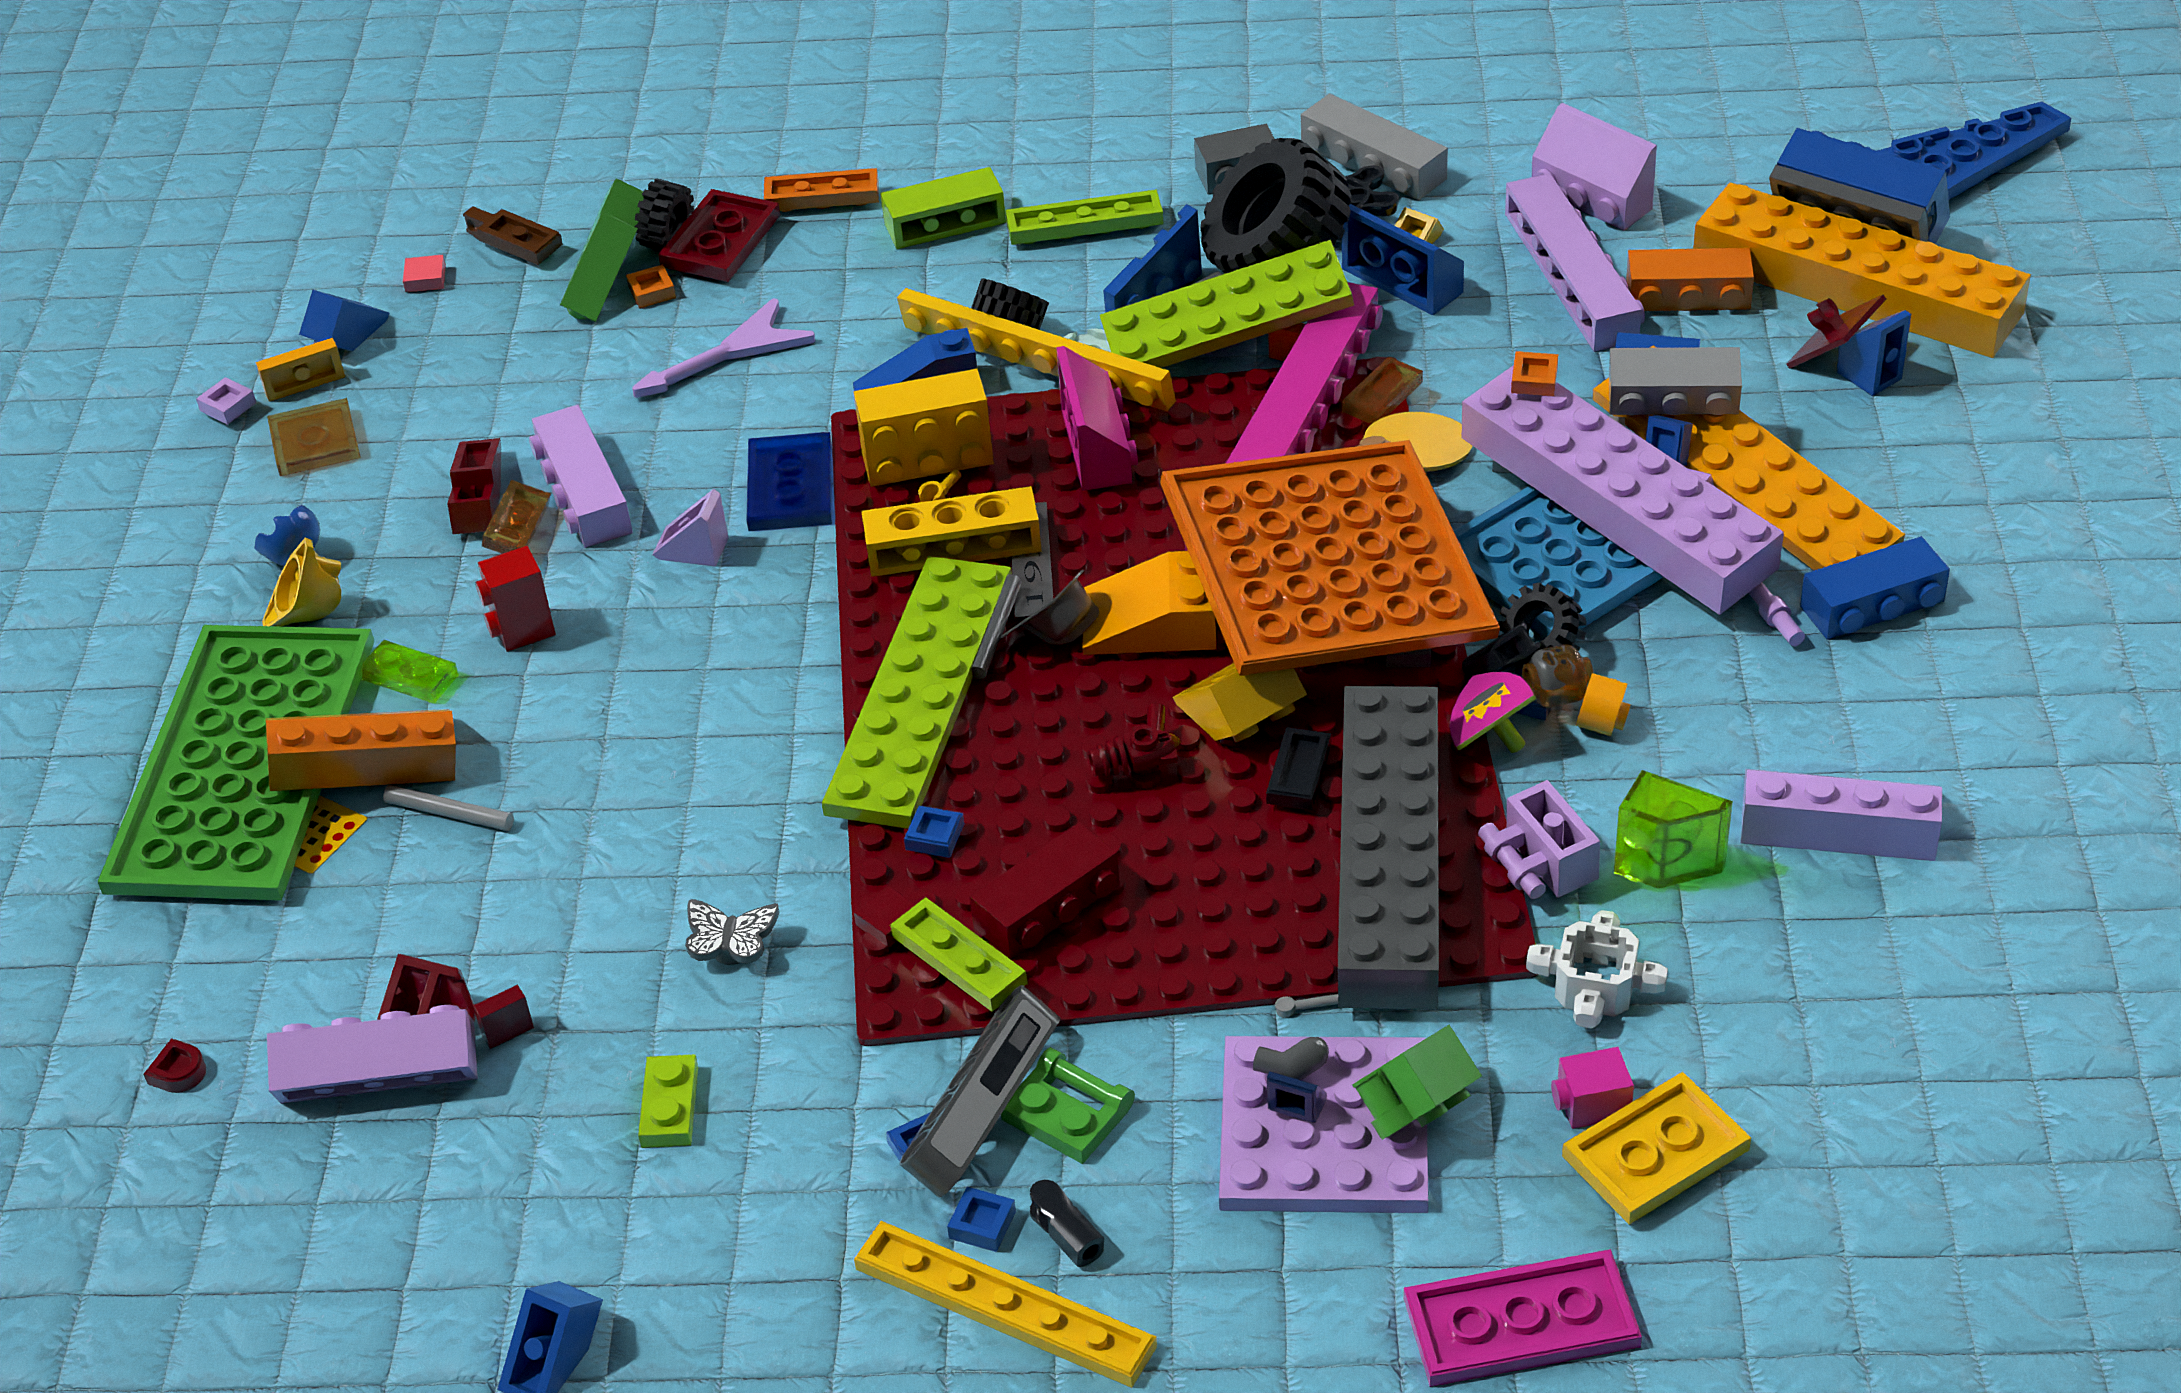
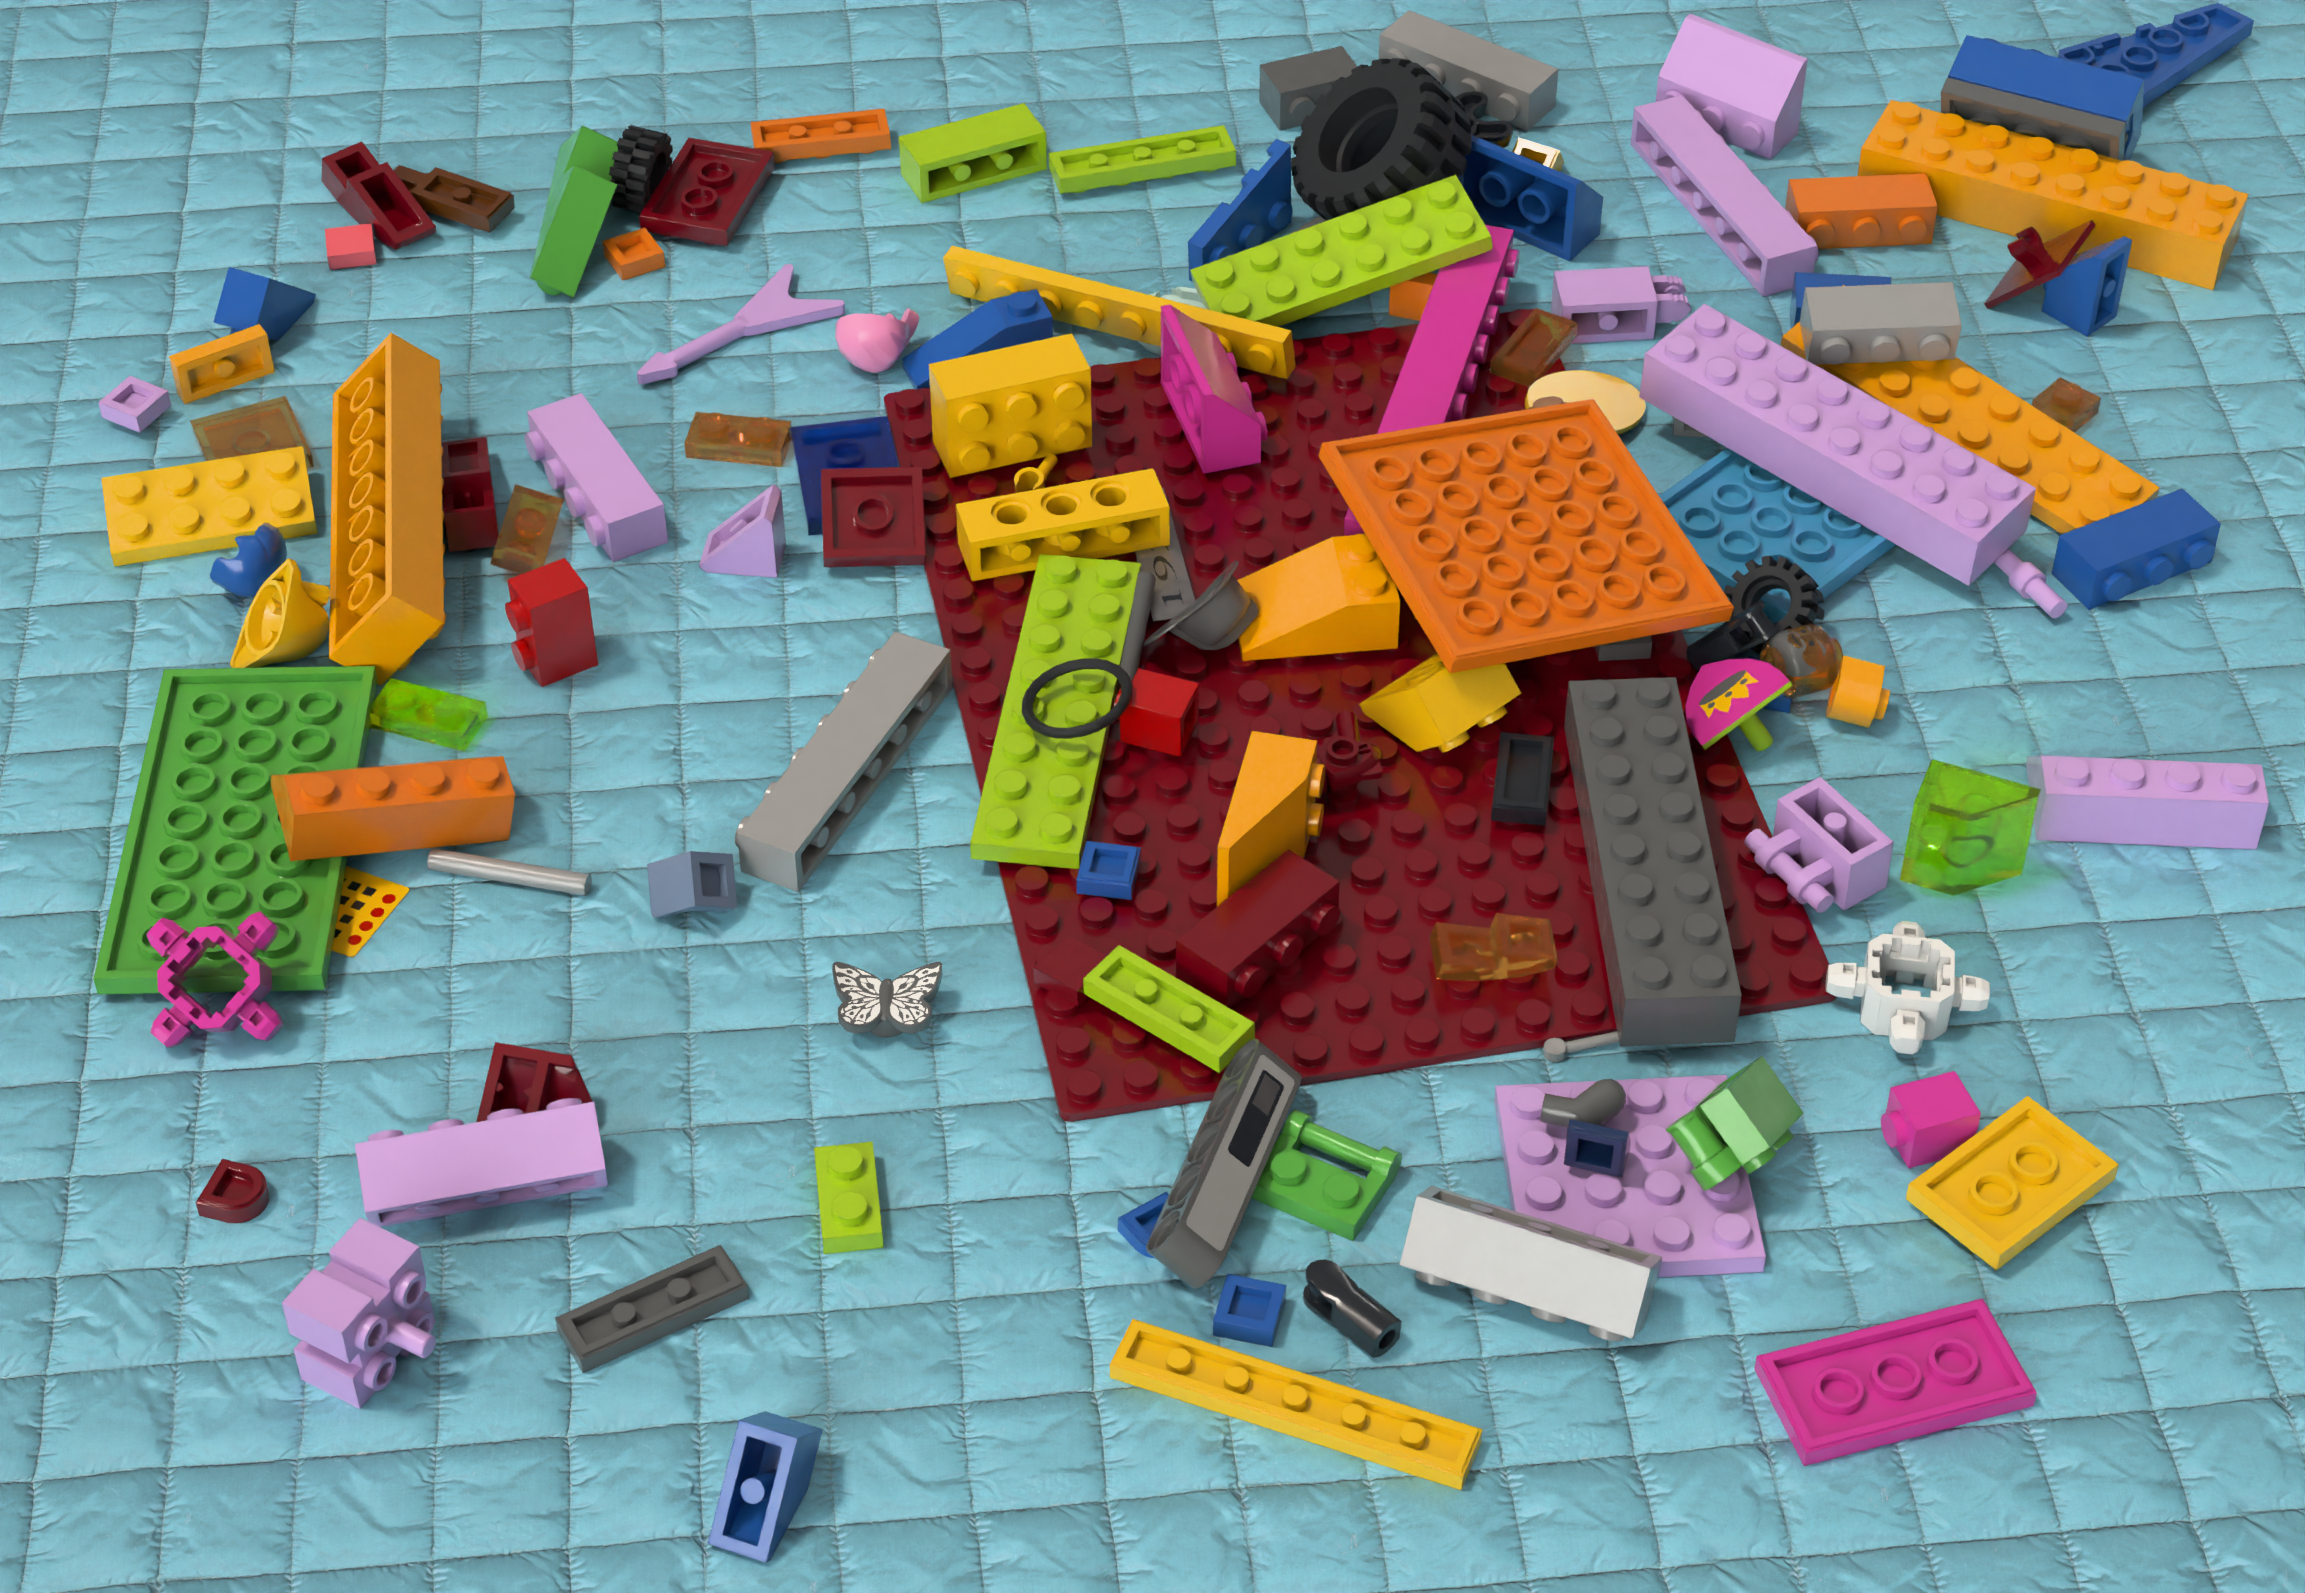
camera: 10 degrees left, 0 degrees up
(168, 862) = (185, 951): none -> dark pink piece
(247, 1176) = (361, 1314): none -> lavender brick
(262, 485) = (206, 505): none -> yellow plate
(402, 498) = (387, 510): none -> light orange brick
(450, 232) = (375, 196): none -> dark red slope
(491, 1186) = (651, 1308): none -> dark grey tile
(503, 1016) = (631, 1110): dark red tile -> none
(590, 826) = (692, 884): none -> sand blue panel
(705, 447) = (738, 439): none -> clear orange plate
(735, 727) = (844, 761): none -> light grey brick
(798, 518) = (873, 517): none -> dark red plate
(829, 367) = (874, 340): none -> bright pink piece
(938, 707) = (1086, 729): none -> black tyre
(999, 697) = (1160, 712): none -> red brick
(1010, 303) = (1080, 258): black tyre -> none
(1068, 786) = (1269, 808): none -> light orange slope
(1221, 1194) = (1531, 1263): none -> brick
(1256, 918) = (1505, 950): none -> clear orange slope
(1461, 353) = (1617, 302): none -> lavender hinge
(1534, 373) = (1726, 318): orange tile -> none
(1670, 437) = (1882, 383): blue tile -> none
(1839, 457) = (2067, 404): none -> clear orange plate

